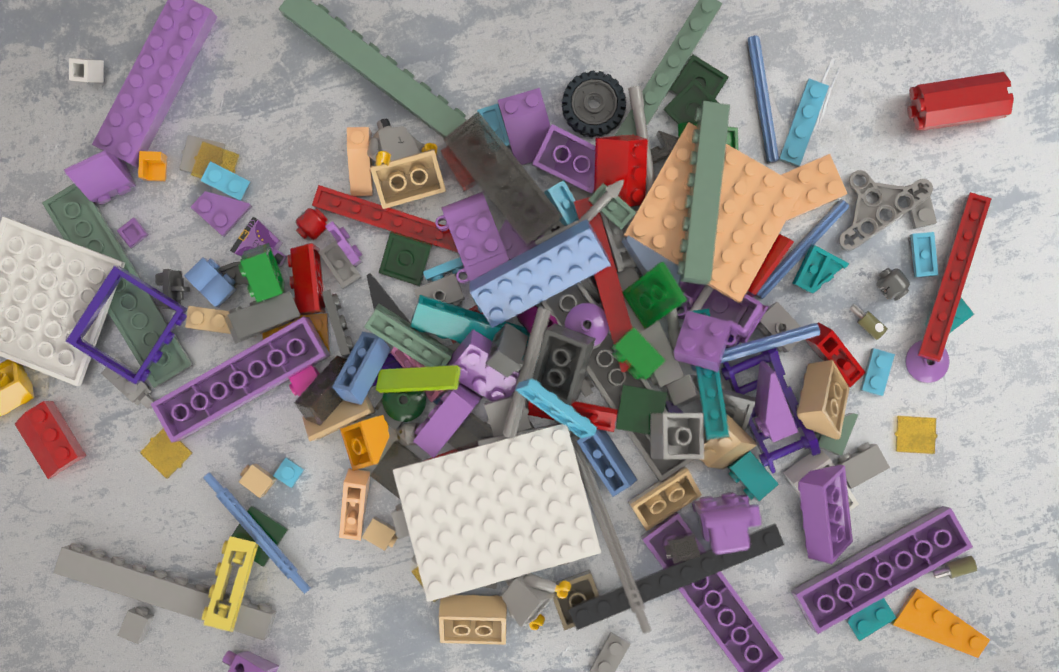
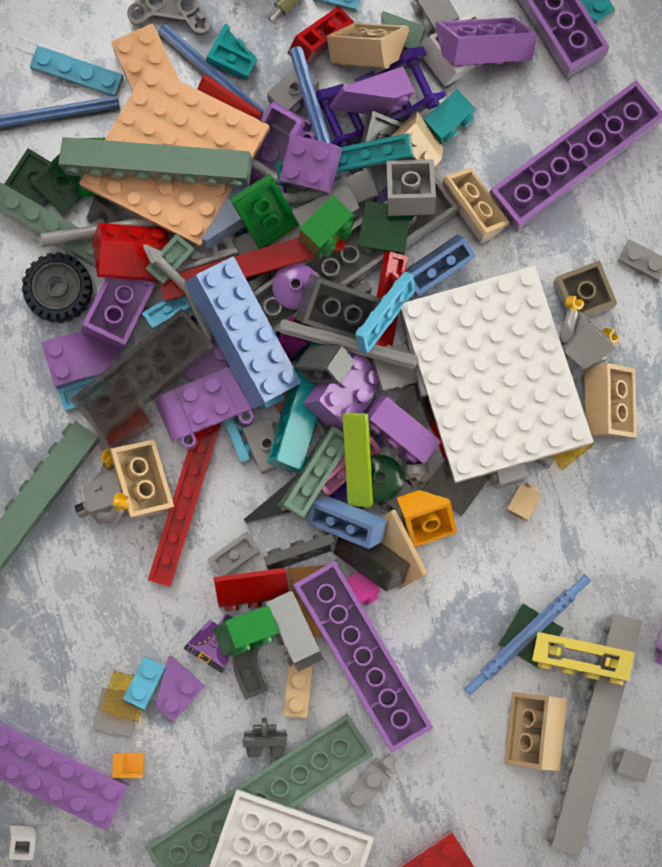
camera: 90 degrees left, 5 degrees down
(96, 305) = (337, 750): dark purple window -> none
(101, 177) = (143, 816): medium lavender slope -> none
(132, 232) = (202, 787): medium lavender tile -> none
(165, 455) = (444, 740): clear yellow piece -> none
(169, 537) = (535, 731): none -> tan slope
(211, 281) = (256, 691): medium blue brick -> none
(257, 480) = (470, 637): tan brick -> none
(288, 472) = (461, 604): medium azure plate -> none
(311, 224) = (190, 587): red head -> none
(341, 237) = (204, 552): medium lavender wing -> none
(354, 504) = (493, 531): light nougat slope -> none
(359, 162) = (121, 535): light nougat slope -> none
(405, 258) = (226, 484): dark green tile -> none
(610, 536) = (521, 254): light grey axle -> none
(673, 578) = (556, 190): black plate -> none
(682, 548) = (526, 182): clear smoke brick -> none
(727, 521) = (496, 136): medium lavender container -> none

